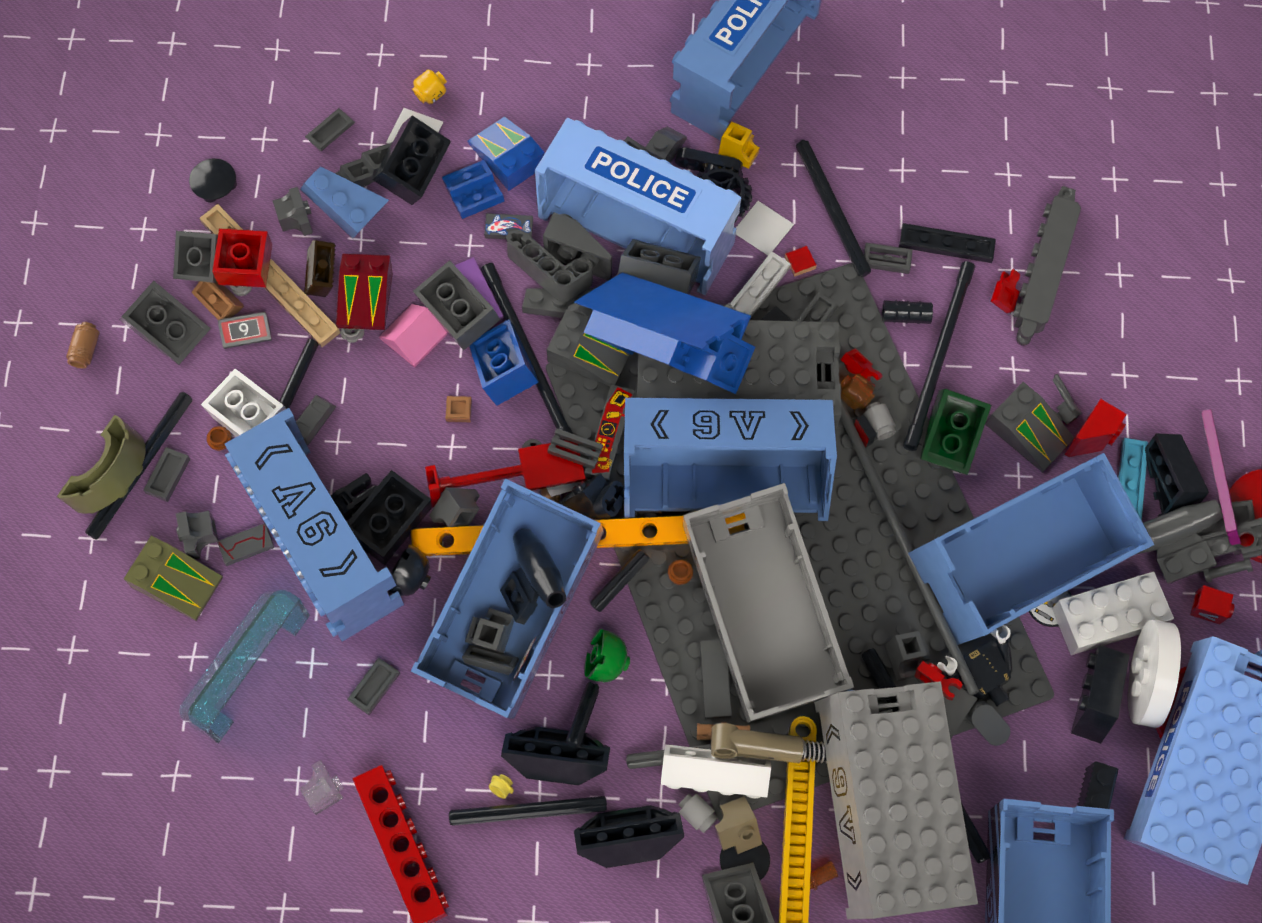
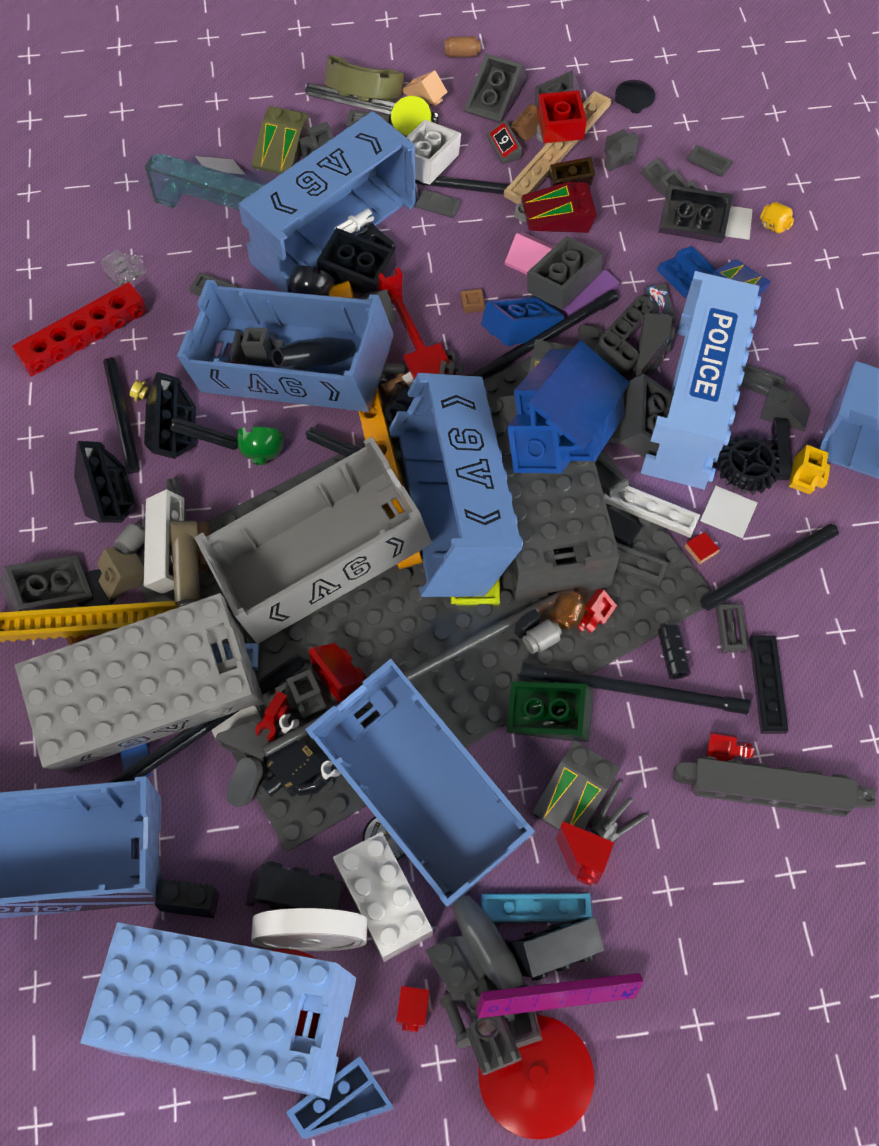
camera: 80 degrees right, 5 degrees down
(139, 398) = (426, 87): none -> light nougat slope
(180, 422) = (409, 114): none -> neon yellow tile
(195, 653) = (220, 164): none -> white sticker
(343, 200) = (636, 179): medium blue wedge -> none
(894, 614) = (336, 670): none -> red slope

